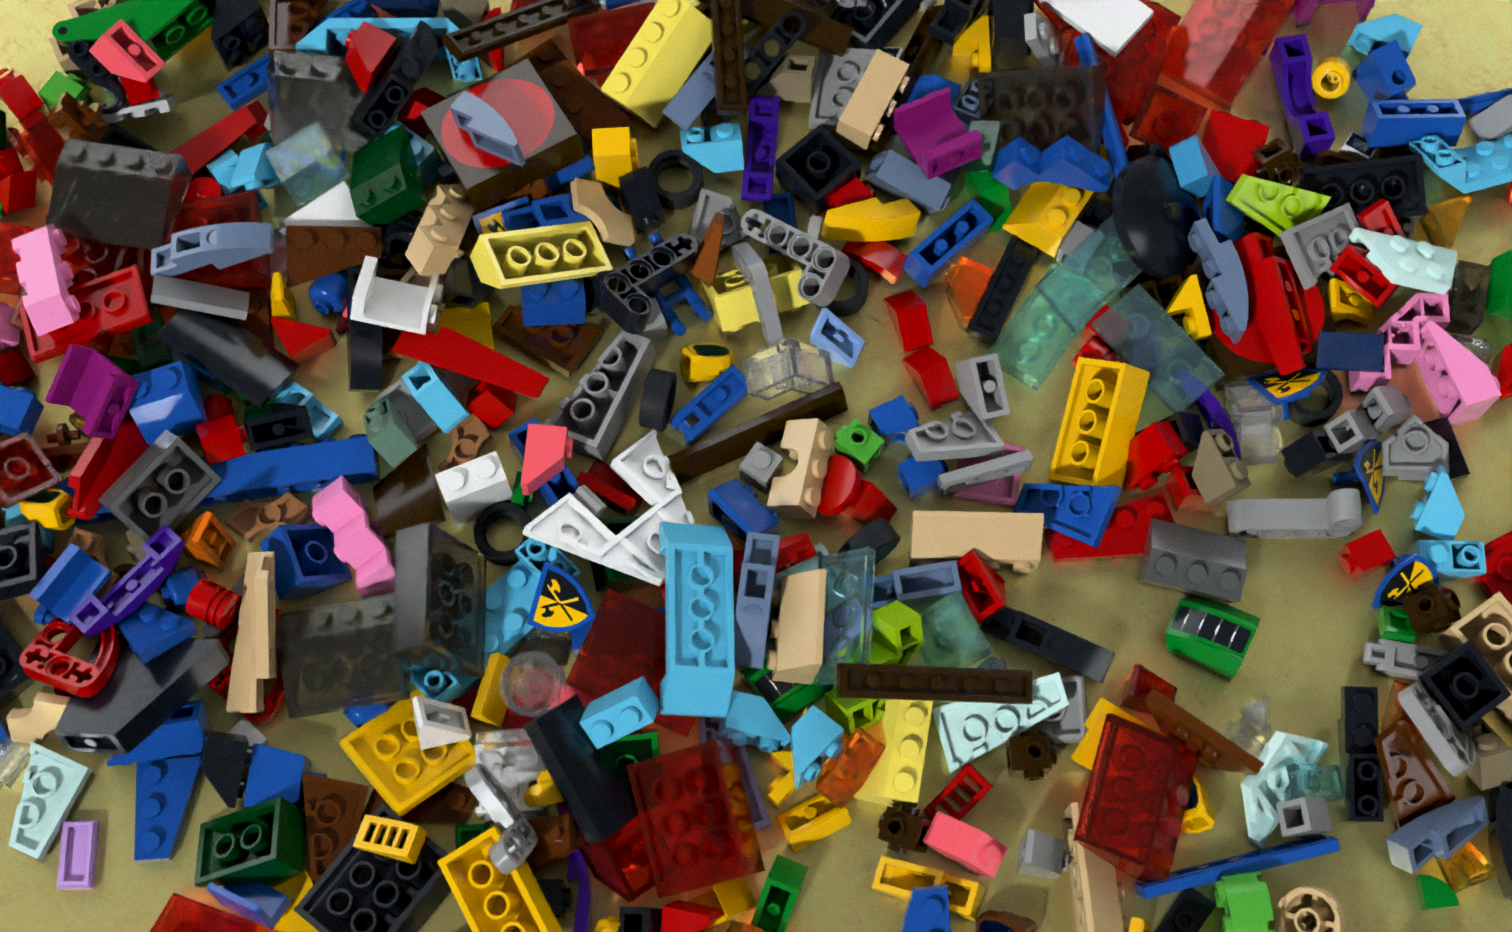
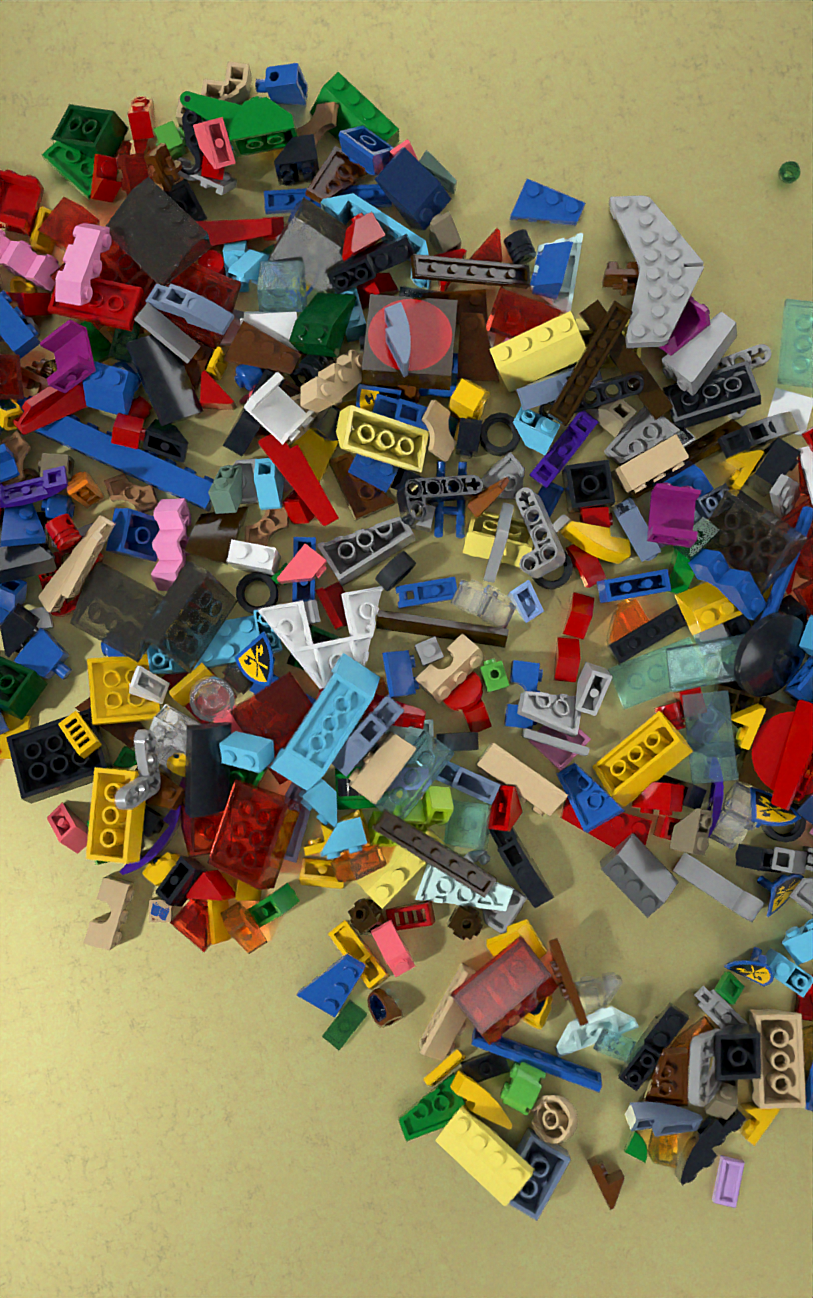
camera: 30 degrees right, 15 degrees up
(160, 487) = (74, 439): dark grey slope -> none
(322, 419) = (196, 449): medium azure slope -> none
(332, 818) = (58, 698): reddish brown wing -> none
(704, 361) = (440, 563): yellow rock -> none
(1041, 855) = (431, 981): light grey slope -> none
(1139, 685) = (556, 927): clear red slope -> none
(1210, 635) = (619, 922): green slope -> none
(1228, 286) = (779, 731): sand blue slope -> none
(1304, 817) = (592, 1061): light grey brick -> none
(1366, 555) = (742, 936): red brick -> none
(1432, 608) = (756, 995): dark brown brick -> none

